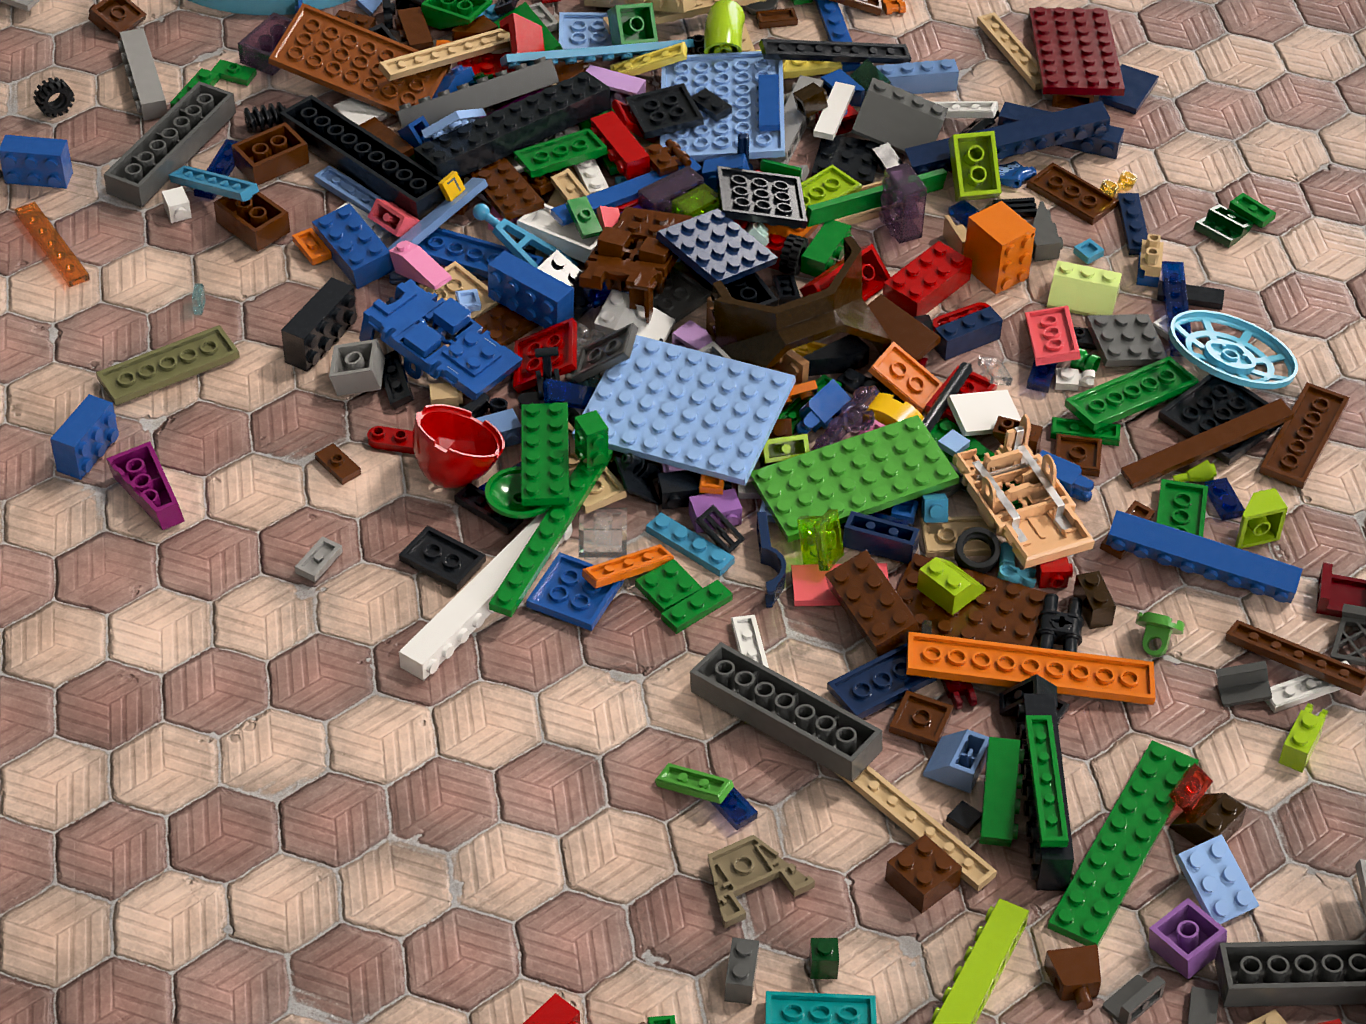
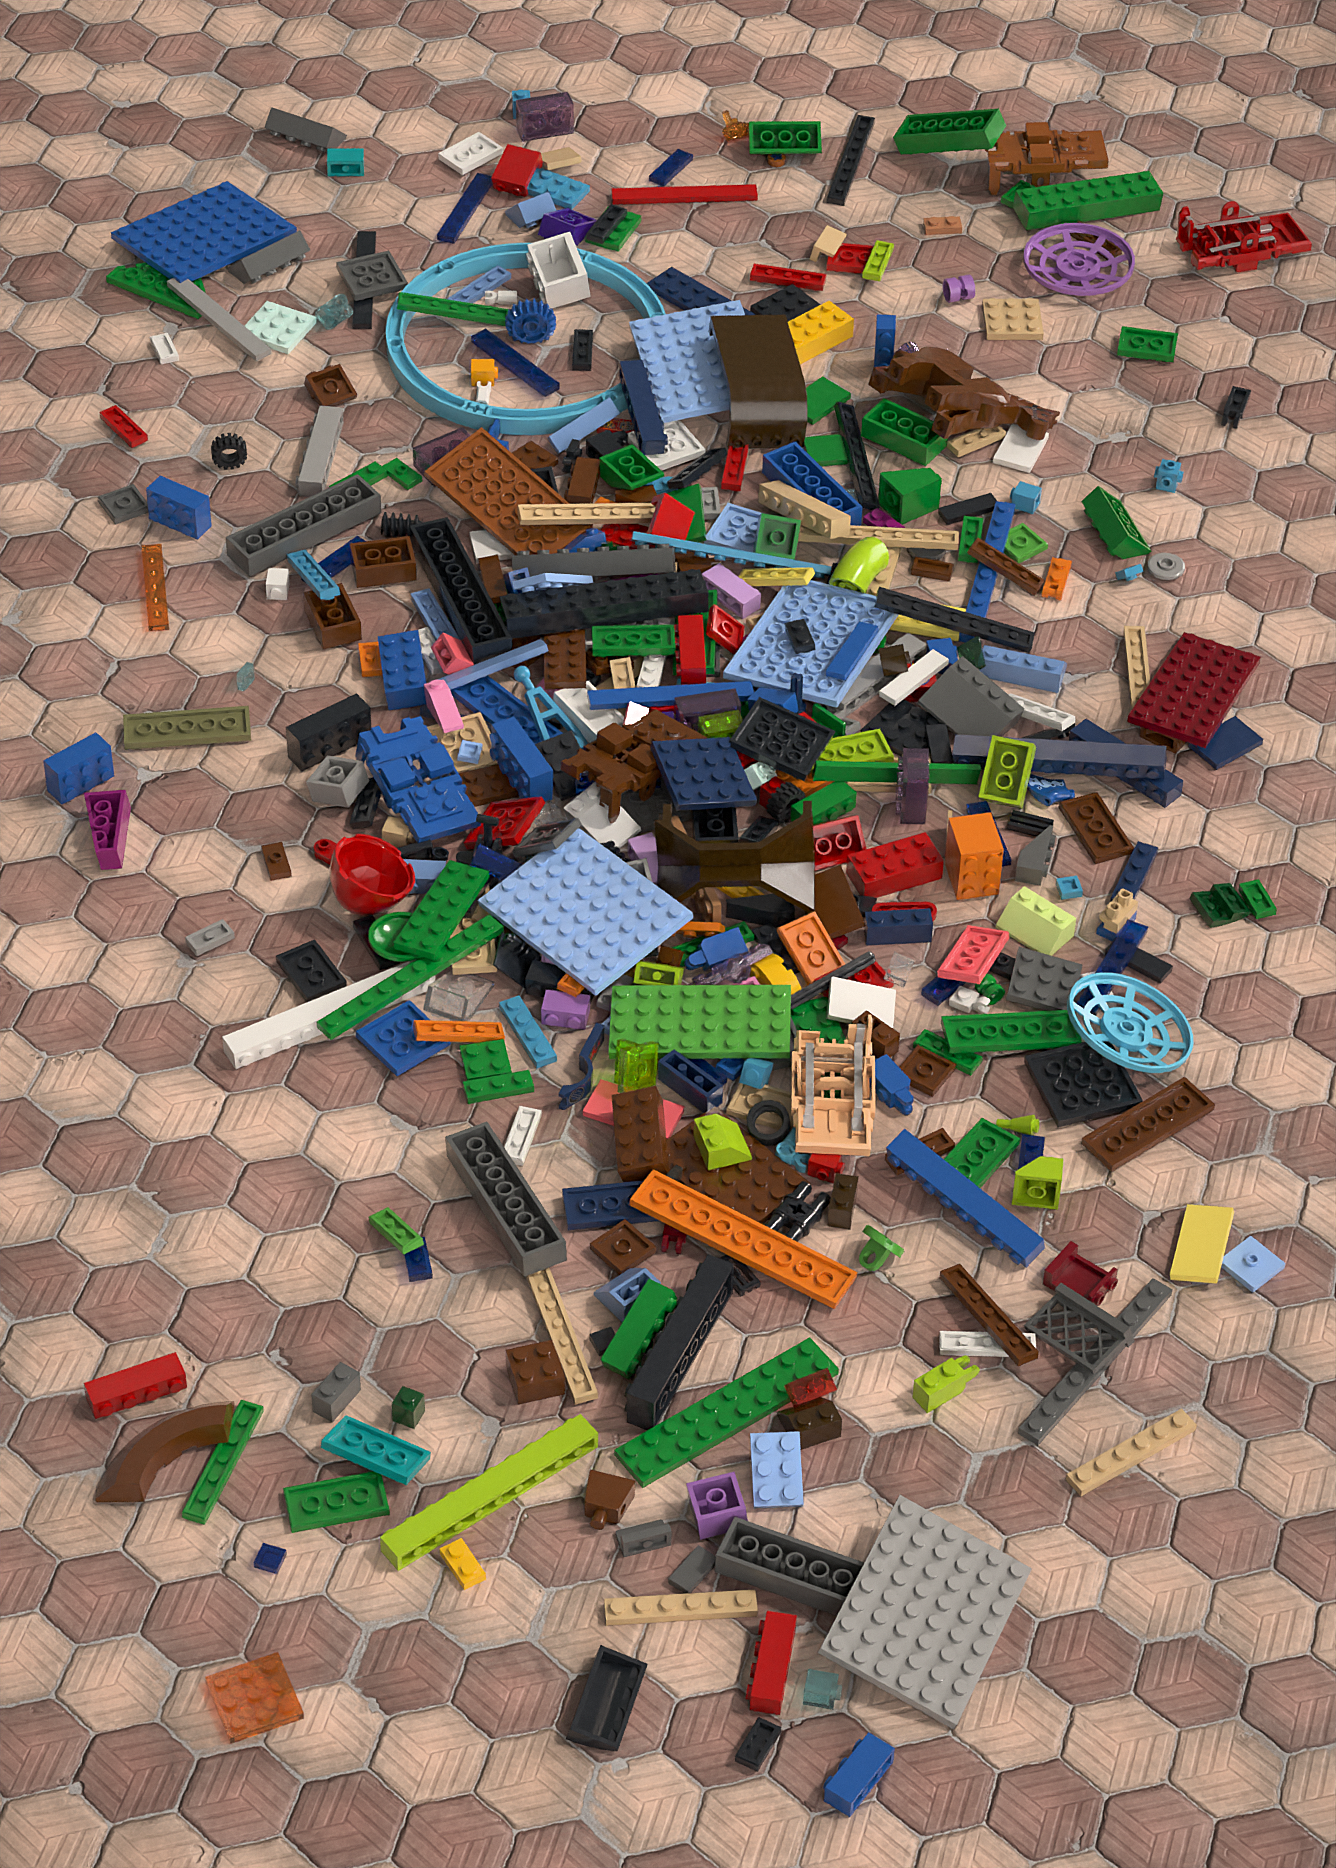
camera: 25 degrees right, 0 degrees up
(451, 186) = (513, 641): yellow tile -> none
(584, 217) = (610, 706): green plate -> none
(591, 439) = (480, 912): green brick -> none
(662, 160) = (717, 674): reddish brown plate -> none
(664, 111) = (752, 629): black plate -> none
(722, 533) = (563, 1045): black tile -> none
(748, 866) = (394, 1313): dark tan wing -> none
(953, 443) = (812, 1021): light blue tile -> none
(1013, 696) = (728, 1253): black slope -> none
(1046, 781) = (670, 1331): green plate -> none
(1125, 182) = (1156, 833): clear yellow bar -> none
(1207, 443) = (1045, 1099): reddish brown tile -> none
(1243, 684) = (924, 1319): dark grey panel -> none

